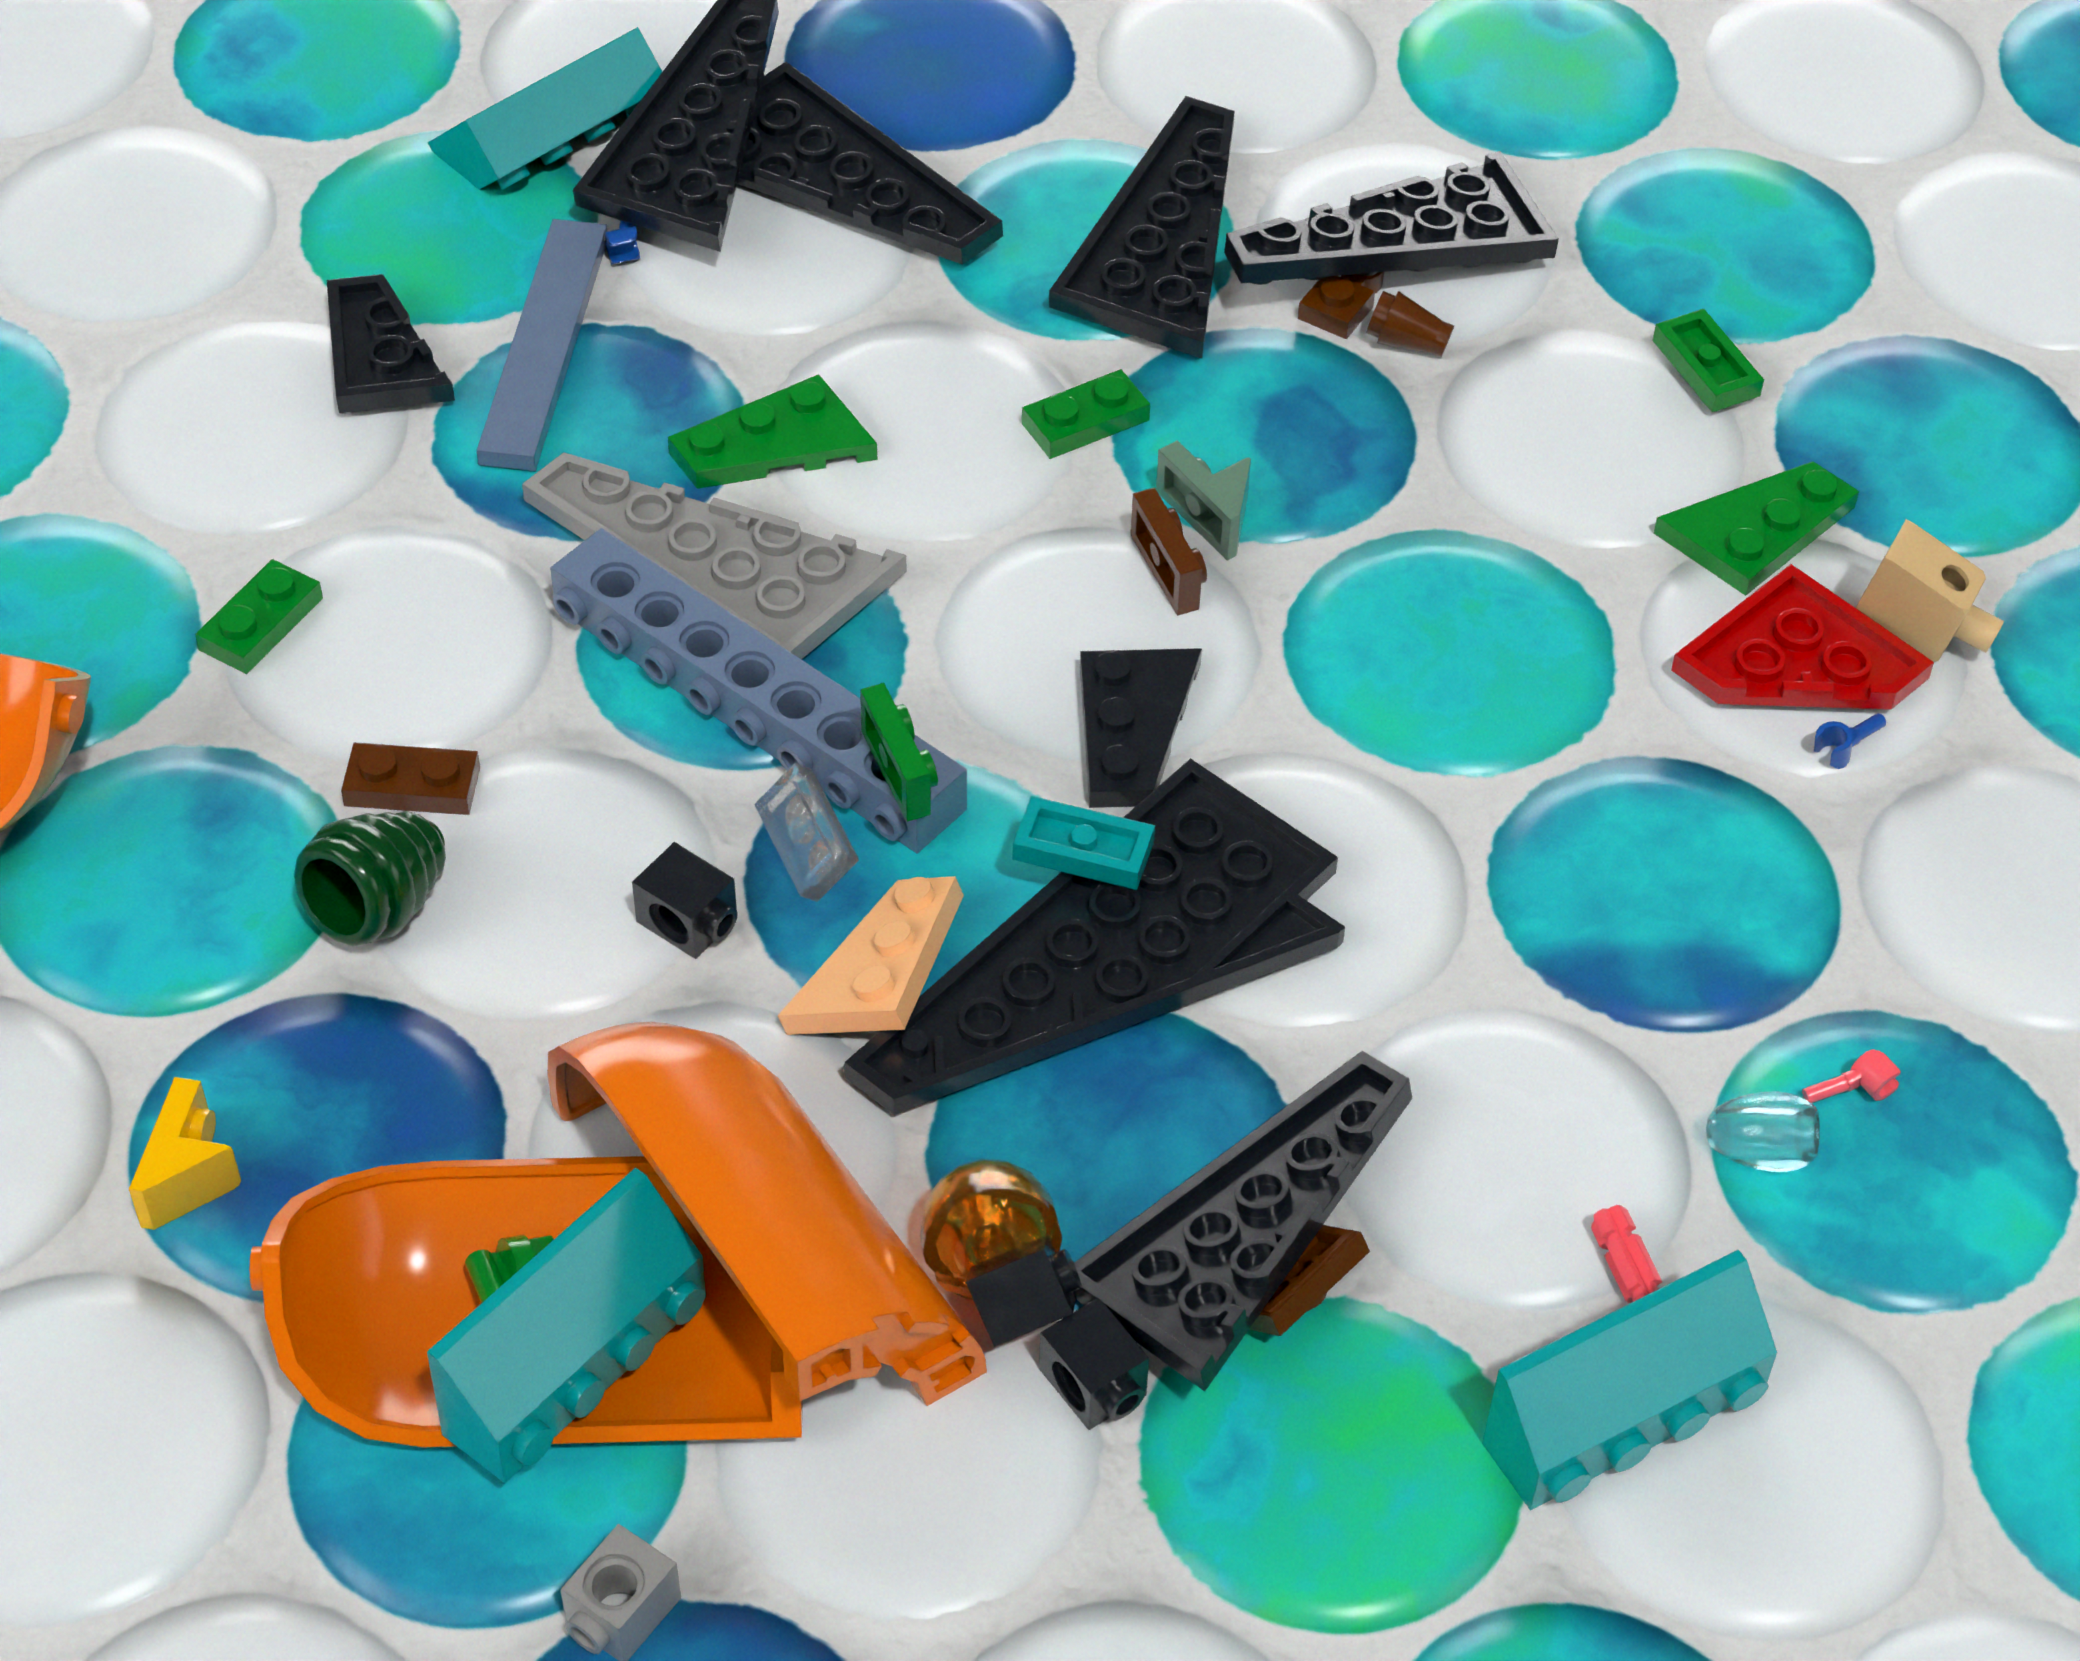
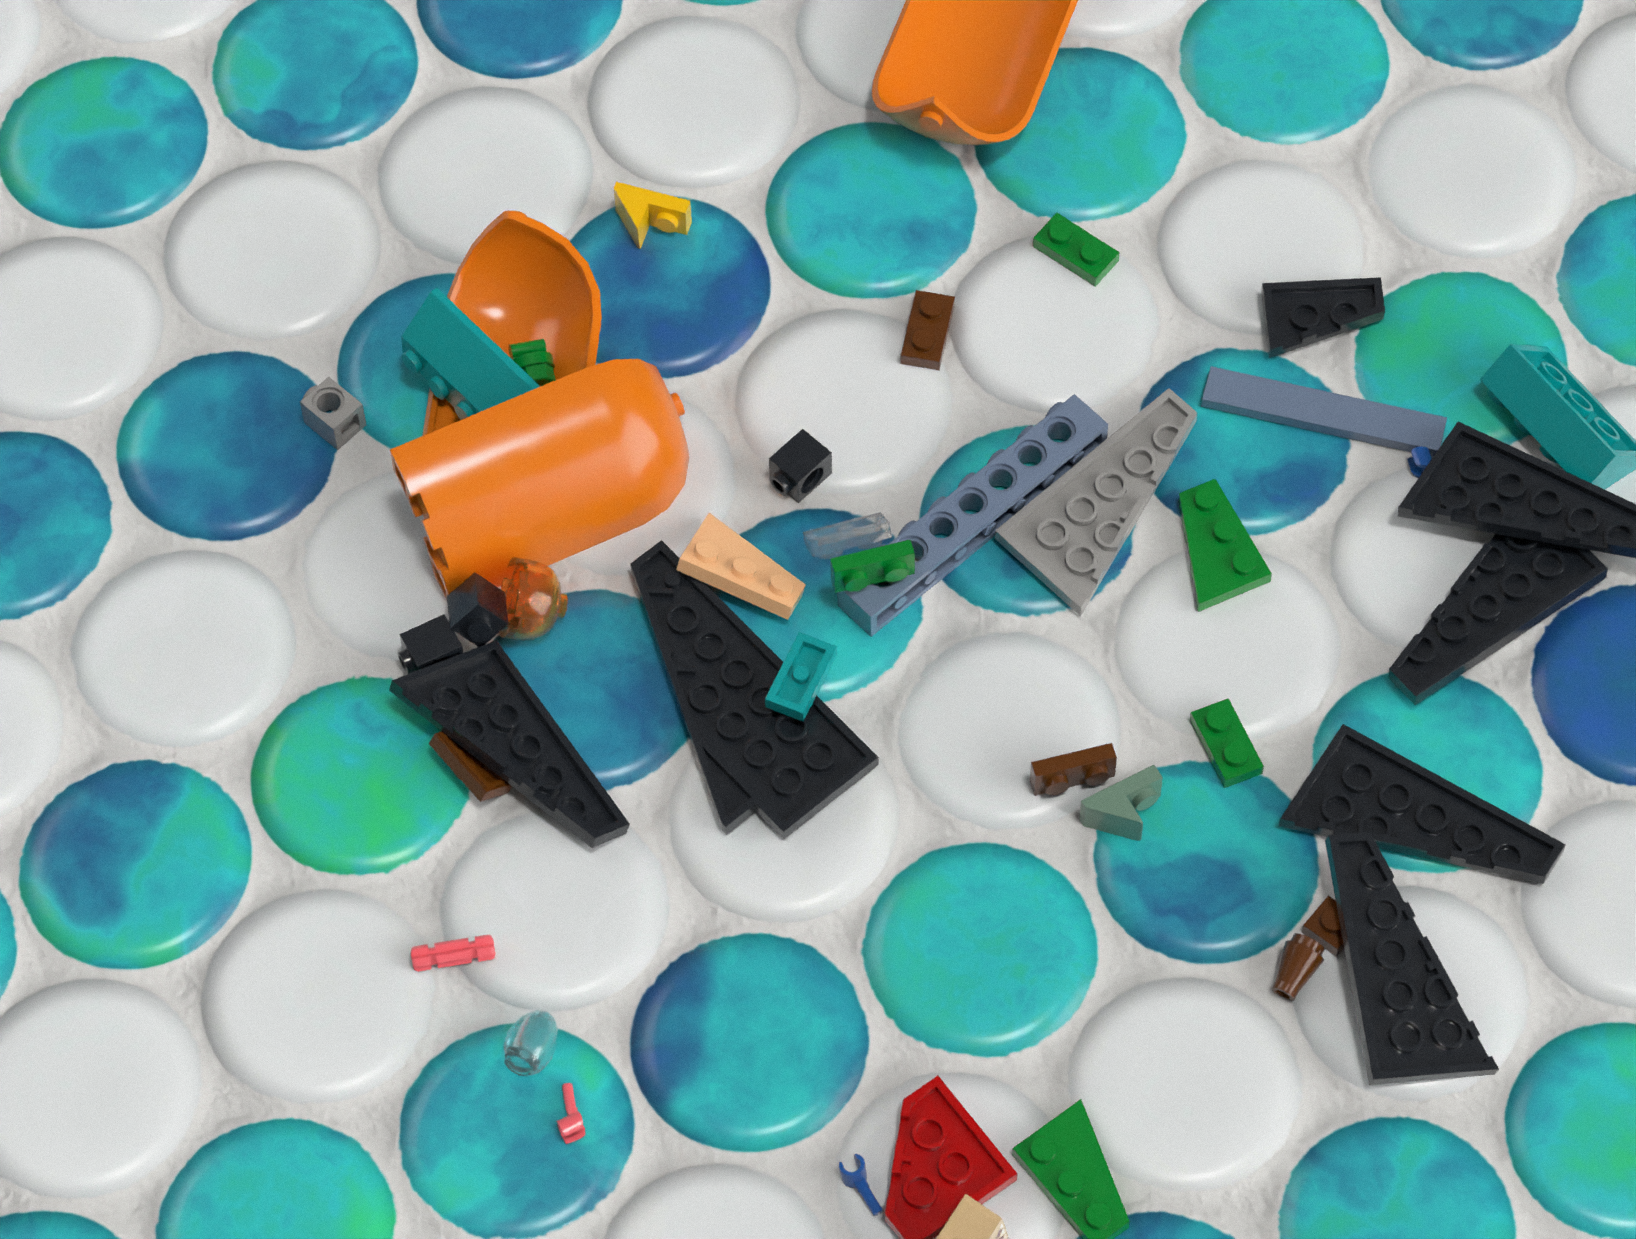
camera: 100 degrees right, 10 degrees up
(369, 874) = (833, 299): dark green piece -> none
(1131, 718) = (935, 735): black wing -> none
(1630, 1382) = (357, 920): teal slope -> none
(1708, 360) = (1245, 1171): green plate -> none

